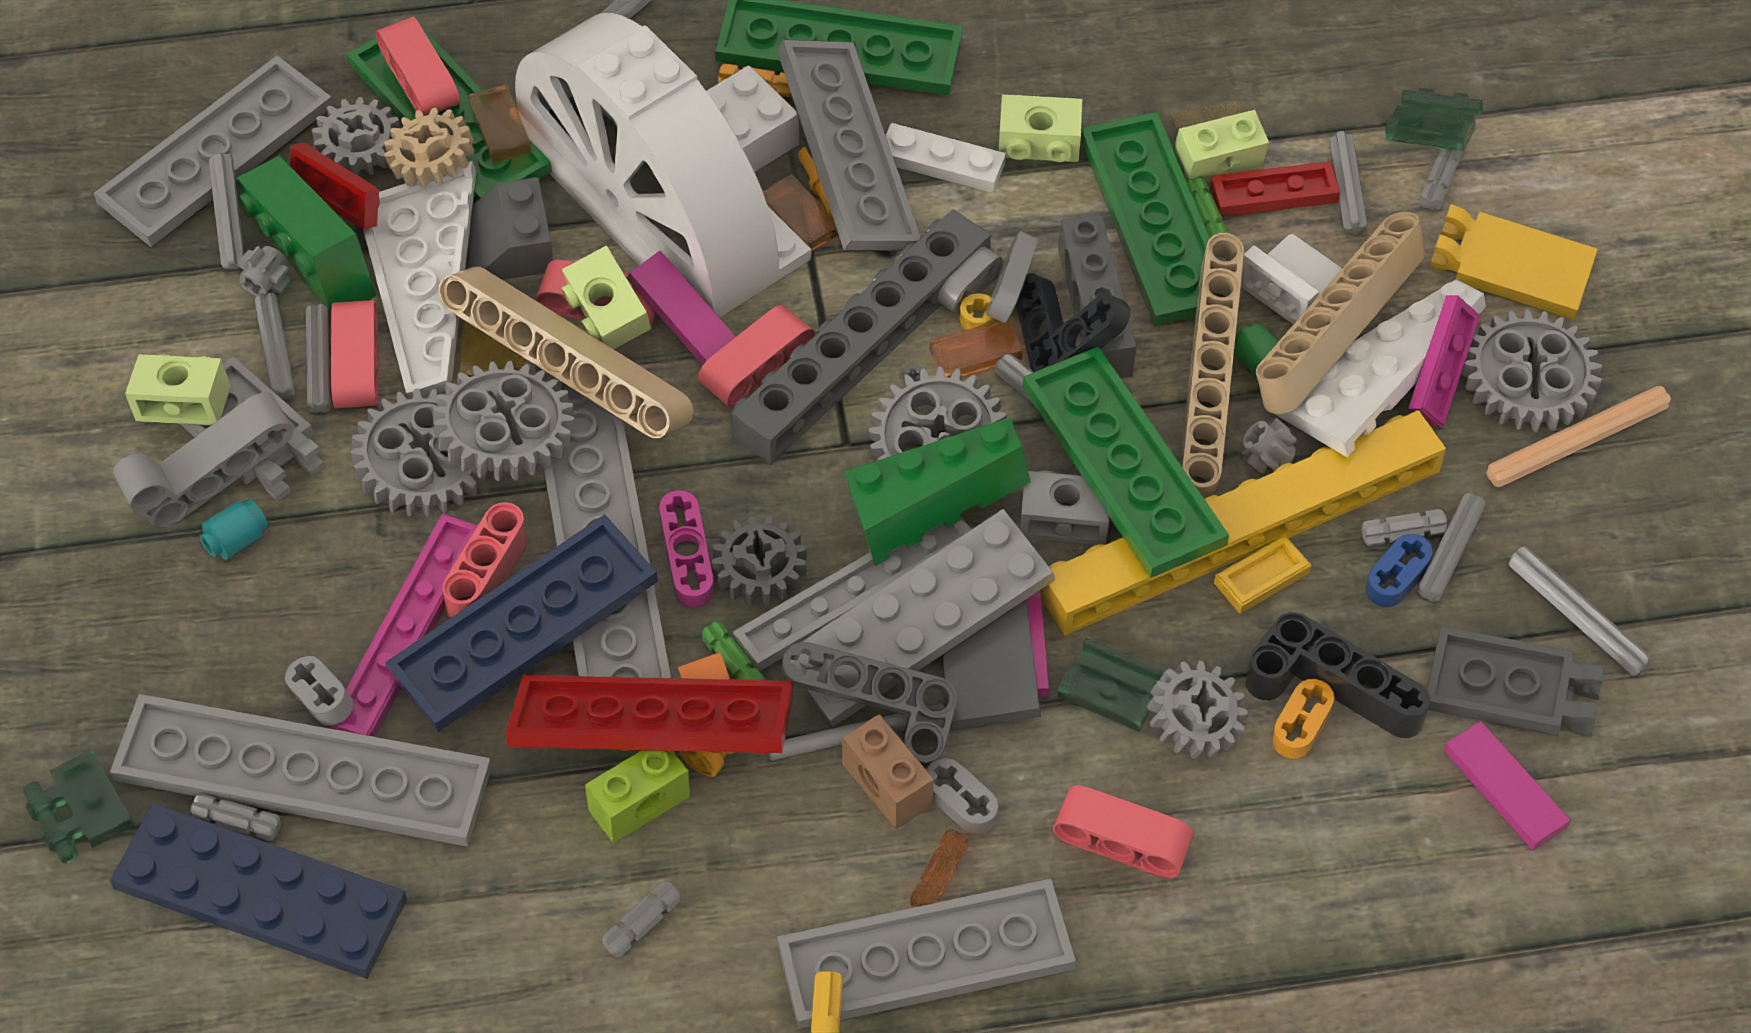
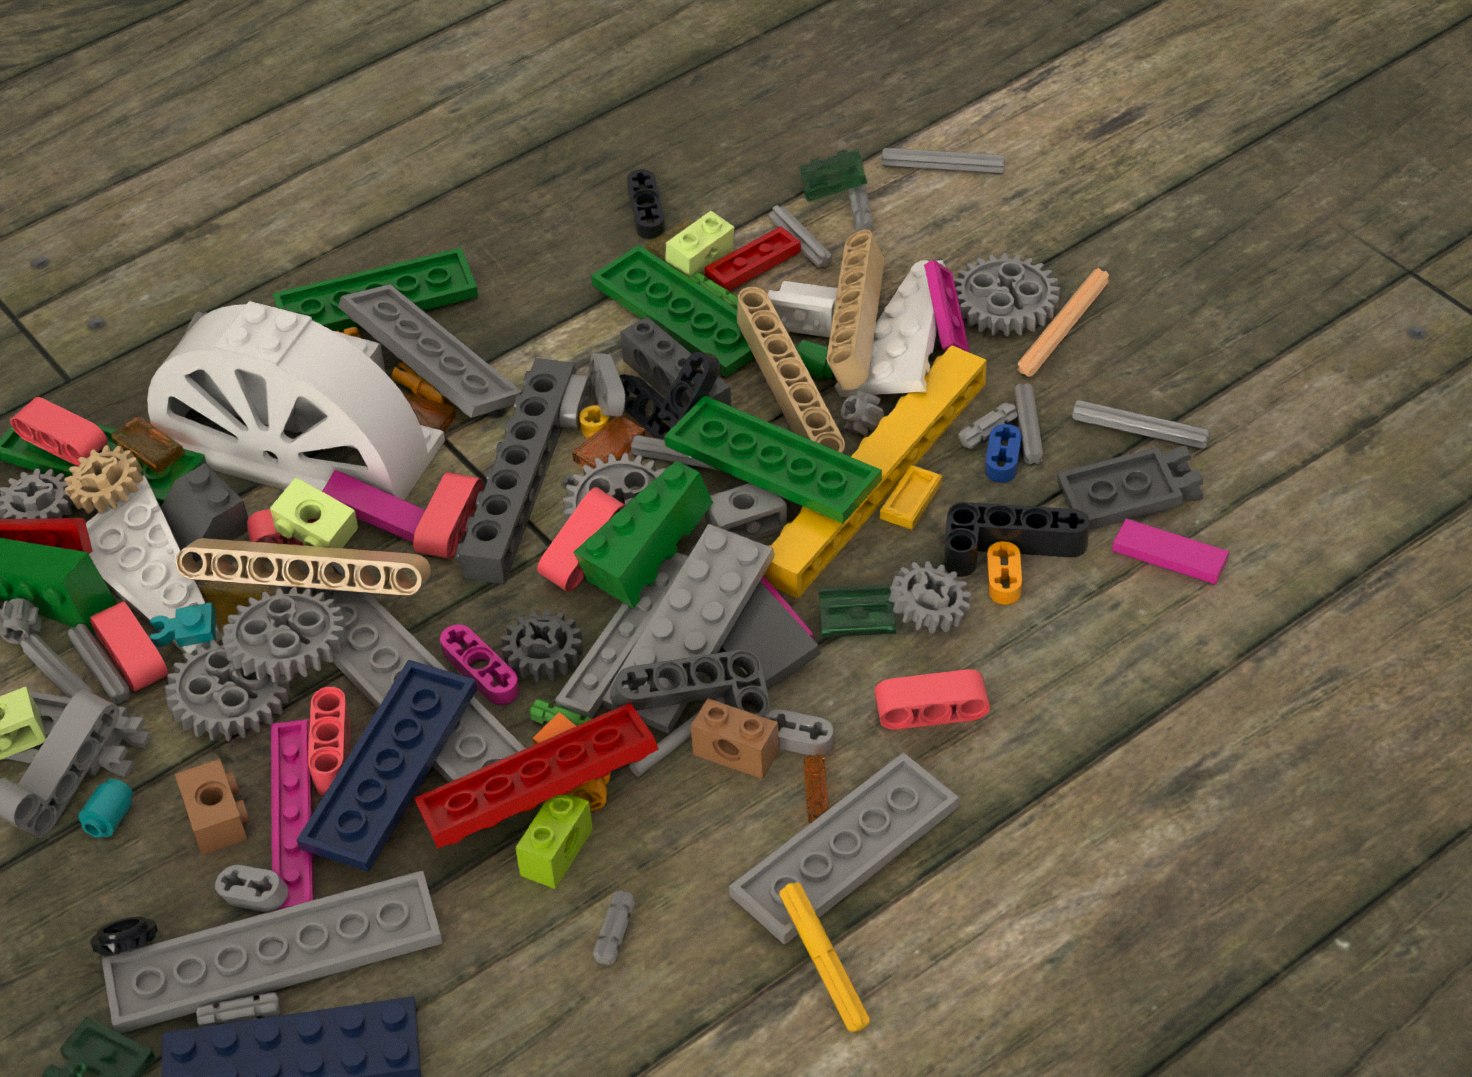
camera: 25 degrees left, 10 degrees down
(172, 680) = (123, 935): none -> black gear
(326, 557) = (211, 806): none -> medium nougat brick
(420, 364) = (189, 627): none -> teal plate
(886, 437) = (559, 561): none -> coral beam
(945, 158) = (504, 335): white plate -> none
(1040, 128) = (561, 287): yellowish green brick -> none
(1205, 73) = (641, 213): none -> black beam
(1514, 261) = (945, 236): yellow tile -> none
(1578, 157) = (943, 160): none -> light grey axle

